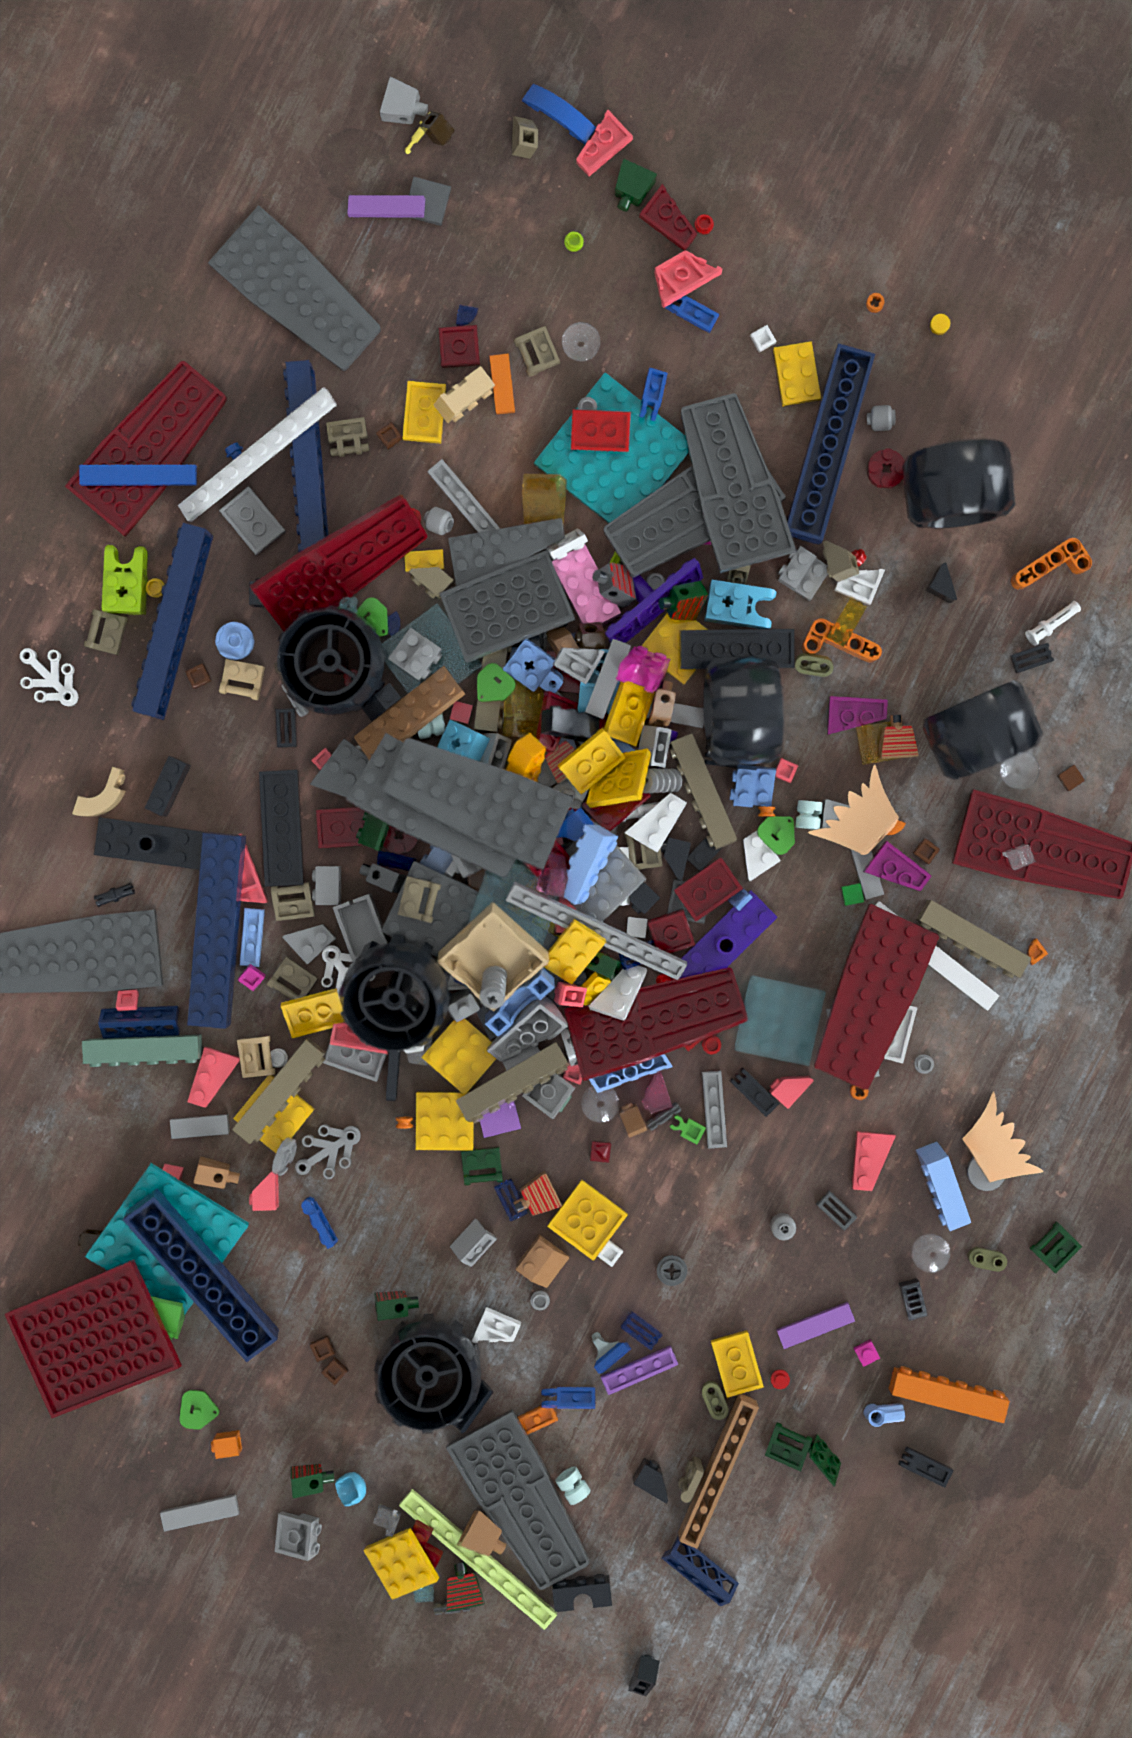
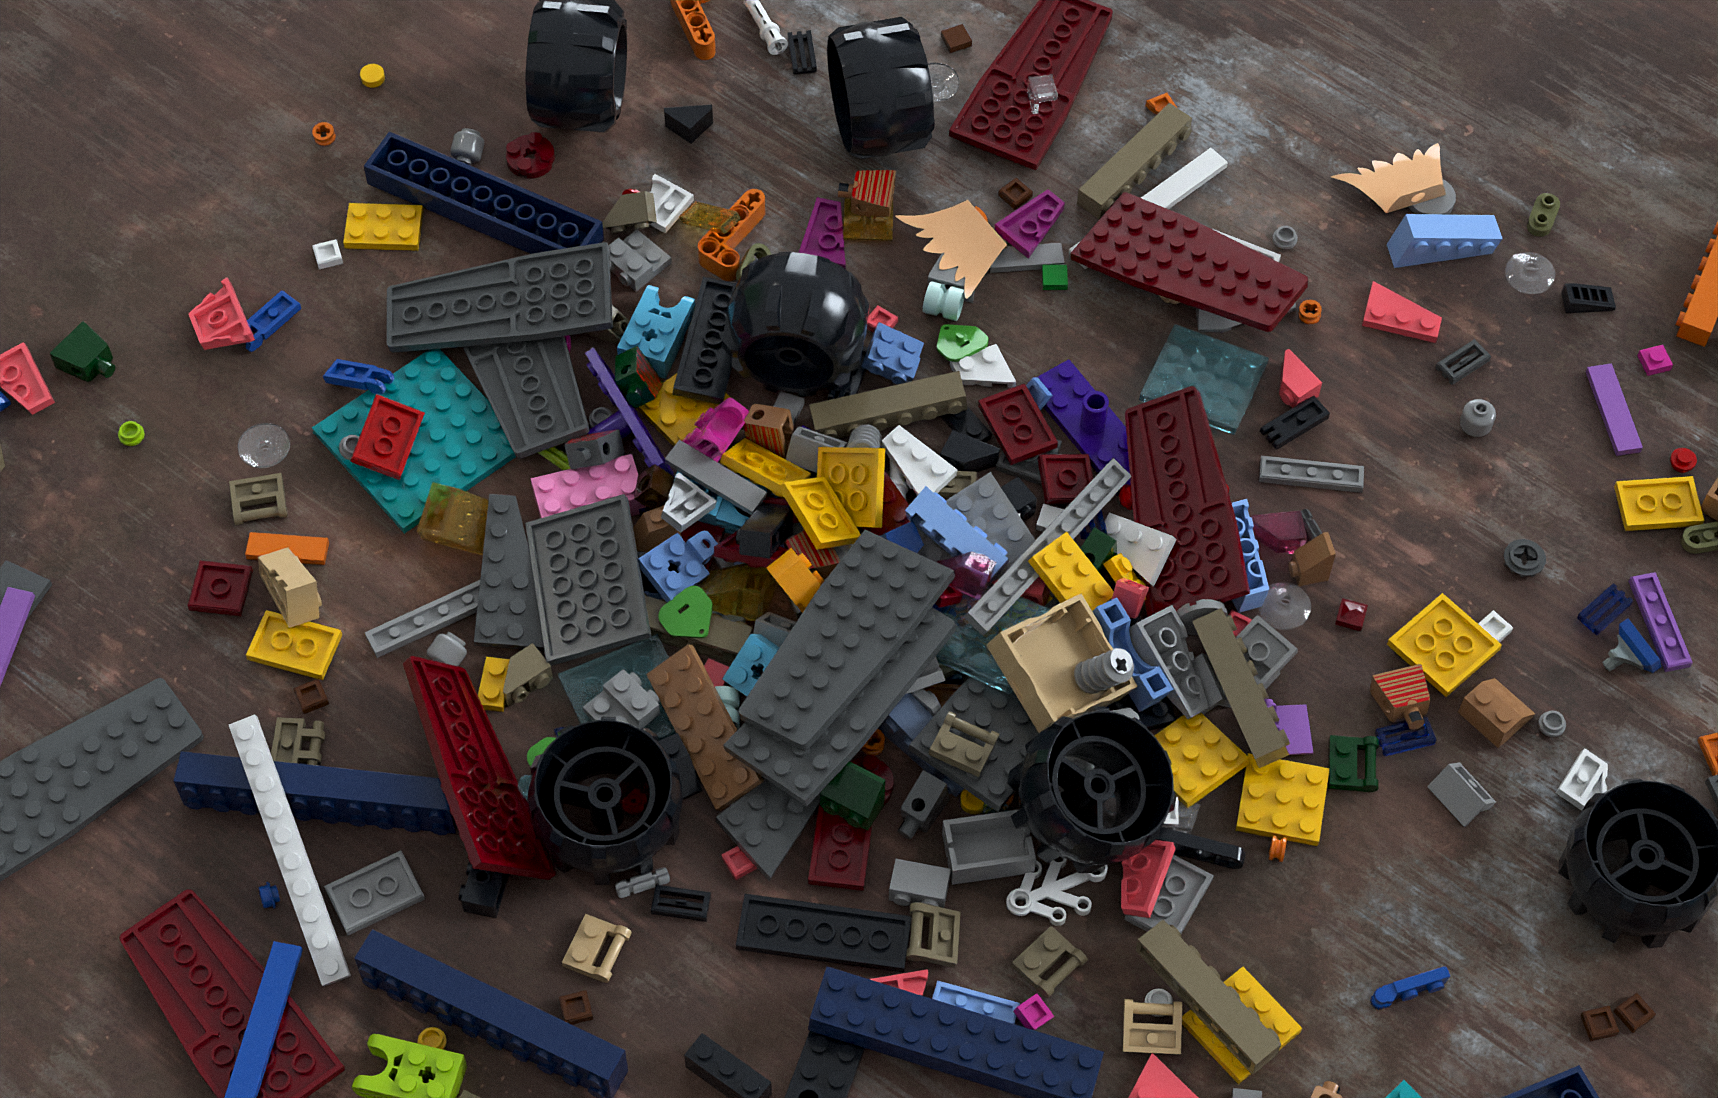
camera: 85 degrees left, 30 degrees down
(234, 641) = (538, 948): light blue tile -> none
(266, 1194) = (1356, 1052): coral slope -> none
(284, 1156) = (1306, 1009): light grey tile -> none
(310, 942) = (996, 928): light grey wing -> none
(312, 1013) = (1100, 934): yellow plate -> none
(330, 1148) = (1305, 955): light grey plant -> none
(386, 1304) = (1541, 897): dark green torso -> none
(394, 860) = (901, 788): clear blue tile -> none
(466, 315) = (180, 575): clear blue tile -> none
(570, 1398) = (1693, 708): blue hinge -> none
(573, 540) = (524, 488): white plate -> none
(668, 220) = (138, 329): dark red wing -> none
(690, 1130) = (1334, 502): bright green plate -> none
(704, 224) = (162, 289): red plate -> none
(711, 1044) = (1227, 460): red plate -> none
(766, 811) = (929, 347): orange bush -> none
(1060, 1252) = (1540, 137): dark green plate -> none

